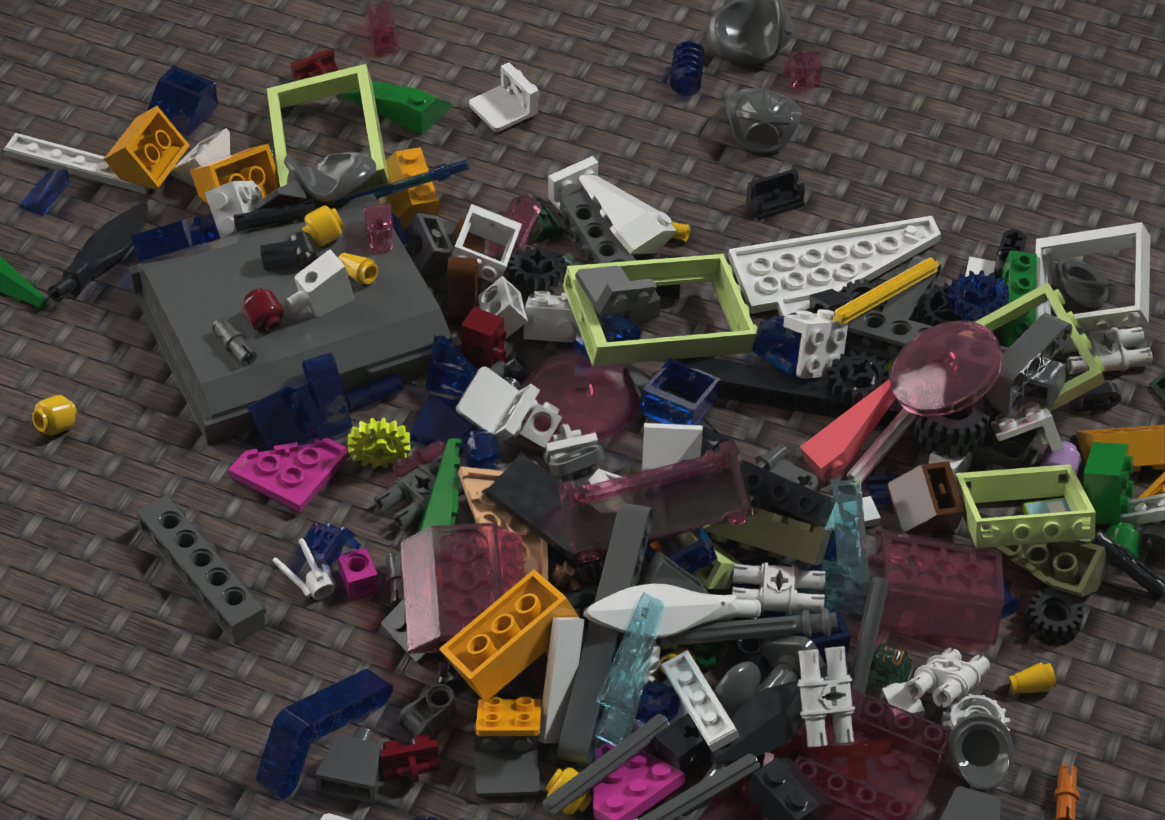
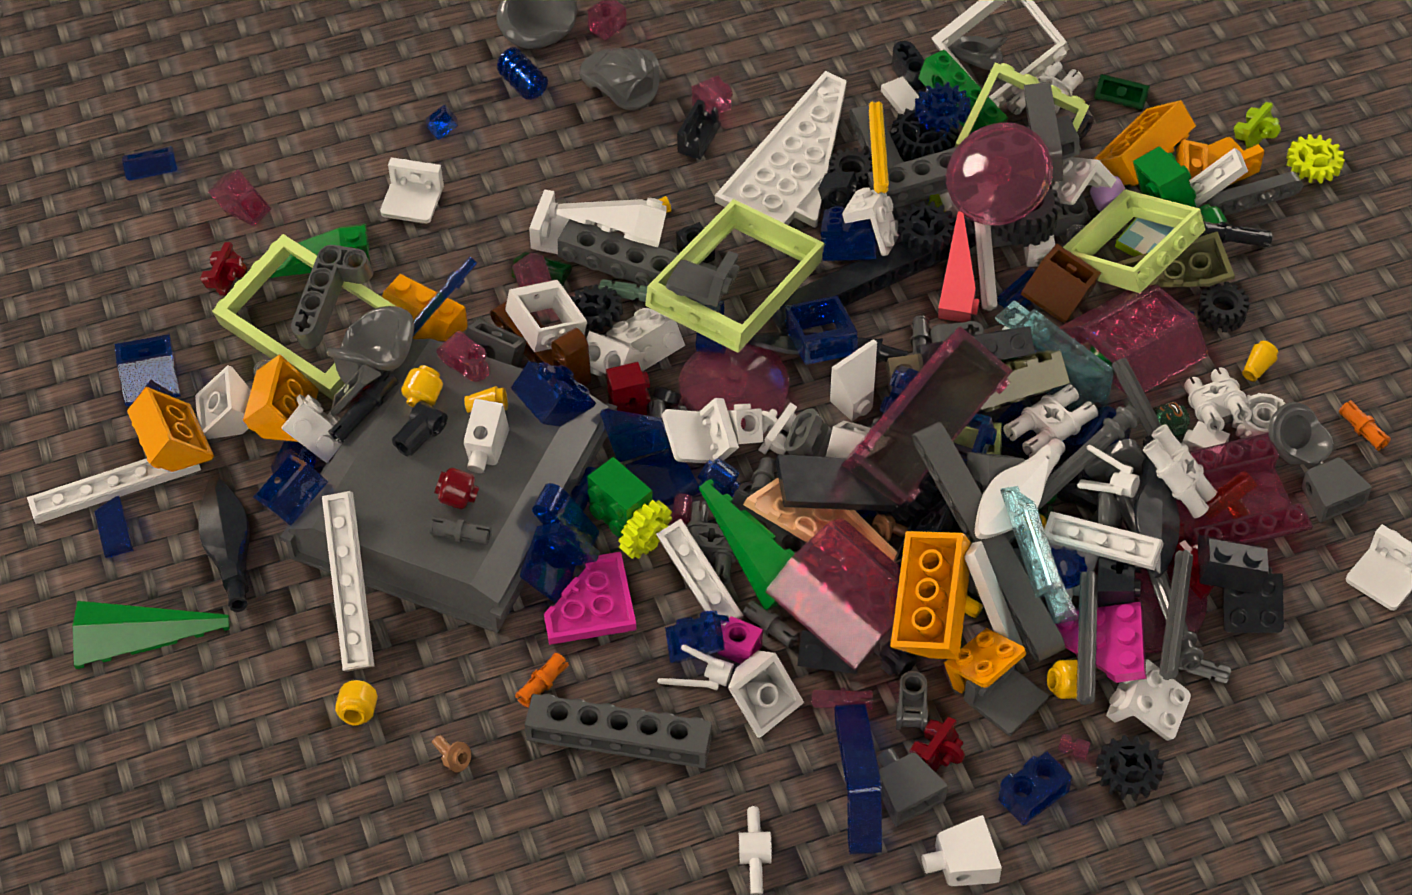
camera: 40 degrees left, 5 degrees up
(77, 500) = (455, 756): none -> medium nougat plate
(131, 325) = (348, 581): none -> white tile
(194, 721) = (755, 849): none -> white piece
(196, 495) = (542, 679): none -> orange pin
(328, 620) = (764, 691): none -> white slope
(341, 119) = (311, 324): none -> dark grey beam
(381, 502) = (697, 570): none -> white tile
(385, 397) = (616, 495): none -> green brick
(385, 670) = (830, 698): none -> clear pink axle
(407, 293) = (552, 393): none -> clear blue slope
(589, 67) = (441, 122): none -> clear blue slope
(763, 667) = (1121, 483): none -> white plant
(817, 177) = (713, 93): none -> clear pink brick

